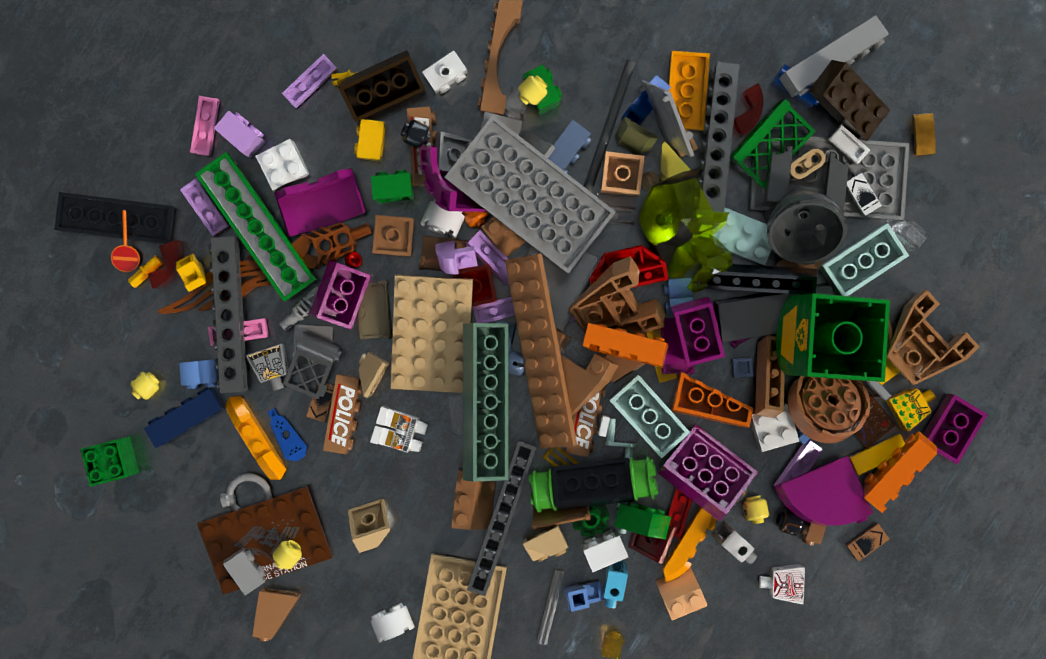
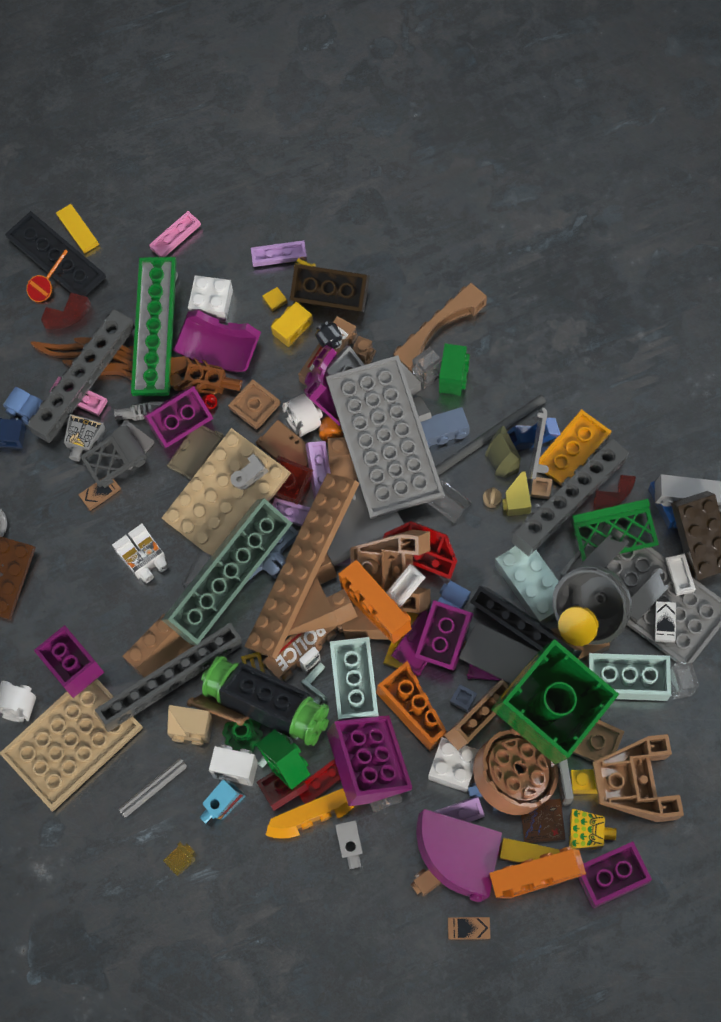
camera: 40 degrees right, 20 degrees down
(113, 178) = (77, 228): none -> yellow tile
(142, 274) = (39, 308): yellow axle -> none
(191, 272) = (79, 325): yellow brick -> none
(205, 207) = (127, 290): lavender plate -> none
(239, 134) = (196, 253): lavender brick -> none
(255, 438) = (26, 484): light orange brick -> none
(289, 443) = (46, 507): blue piece -> none
(337, 126) = (274, 299): none -> yellow tile
(342, 414) = (108, 511): medium nougat brick -> none
(369, 525) = (57, 611): tan slope -> none
(371, 372) = (155, 495): tan slope -> none
(392, 187) = (280, 365): green brick -> none
(411, 561) = (68, 661): none -> magenta brick
(440, 312) = (249, 474): none -> light grey leg
(445, 72) = (387, 312): white brick -> none
(451, 123) = (364, 350): none -> medium nougat brick
(453, 259) = (288, 447): lavender brick -> none
(532, 90) = (443, 357): light yellow head -> none
(582, 595) = (186, 793): medium blue brick -> none
(622, 174) = (472, 474): light nougat brick -> none
(638, 312) = (405, 585): none -> white tile
(681, 595) = (271, 855): light nougat slope -> none
(682, 227) = (488, 544): clear neon green piece -> none
(755, 509) = (389, 826): light yellow head -> none
(785, 583) = (369, 910): white torso -> none
(789, 522) = (410, 858): black head -> none
(805, 254) = (578, 625): none -> yellow tile
(806, 164) = (632, 565): tan plate -> none

